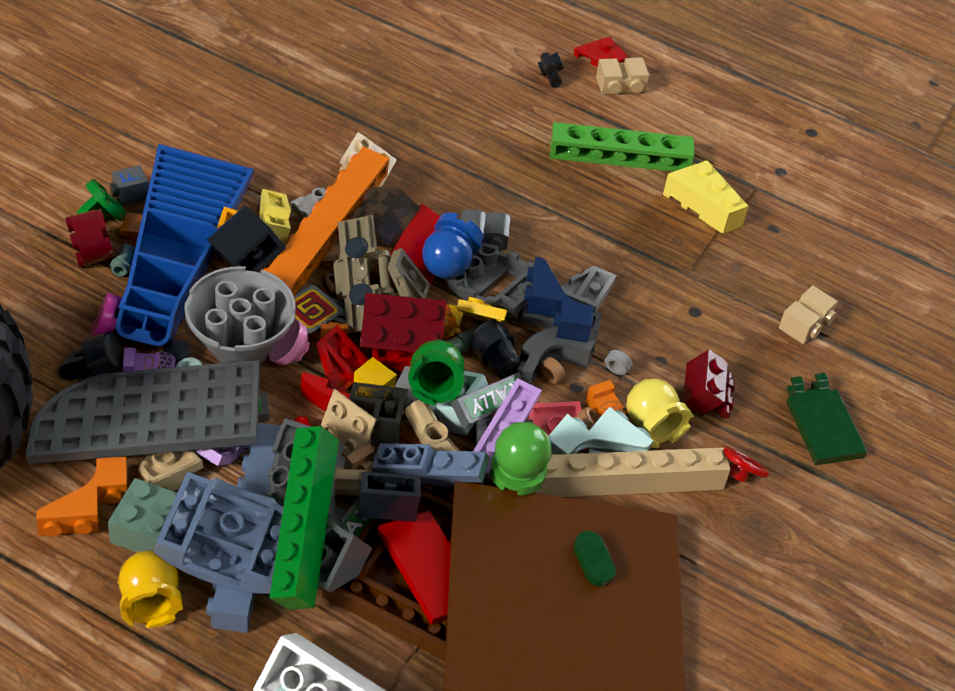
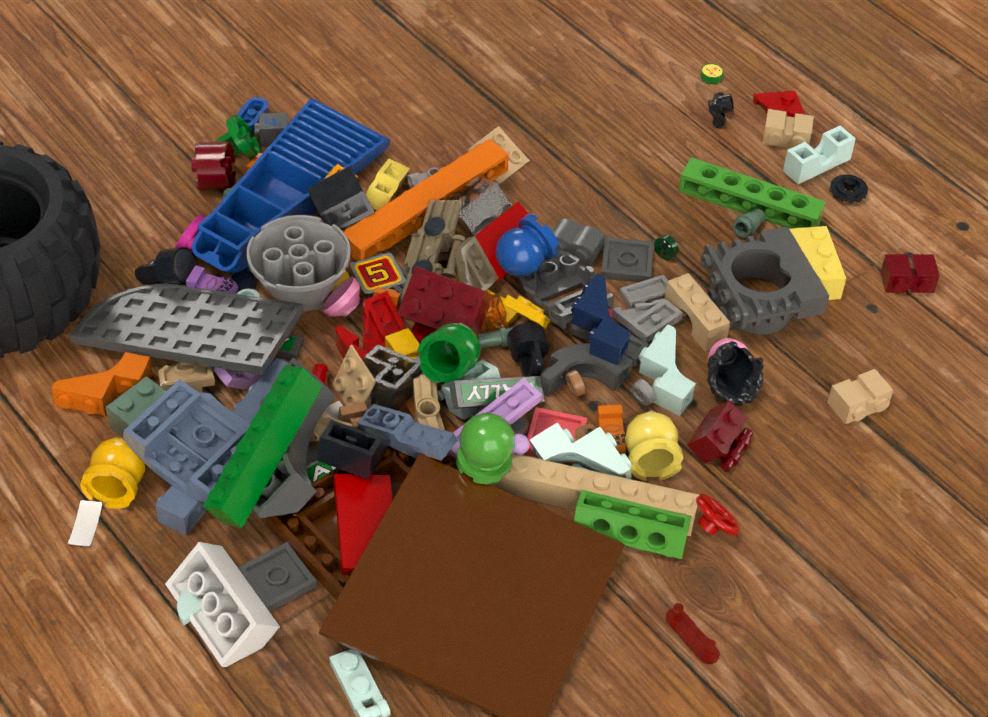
camera: 25 degrees right, 0 degrees up
(100, 169) = (252, 109): none -> blue plate
(136, 651) = (85, 523): none -> white sticker
(364, 645) = (278, 576): none -> dark grey tile
(525, 36) = (711, 73): none -> tile
(538, 236) = (627, 259): none -> dark grey tile
(569, 215) = (666, 247): none -> dark green tile
(572, 263) = (644, 291): none -> light grey tile
(594, 558) = (518, 558): dark green tile -> none
(622, 332) = (657, 362): none -> light aqua arch
(630, 175) = (748, 223): none -> sand green cone
(645, 278) = (707, 320): none -> tan arch
(658, 101) = (805, 162): none -> light aqua arch
(677, 492) = (645, 520): none -> bright green brick
(686, 205) = (771, 258): none -> dark grey hose
(692, 320) = (734, 372): none -> black hair
(698, 114) = (849, 183): none -> black gear
(771, 584) = (692, 636): none -> clear red piece
(787, 193) = (900, 277): none -> dark red piece
(824, 422) = (824, 502): dark green tile -> none

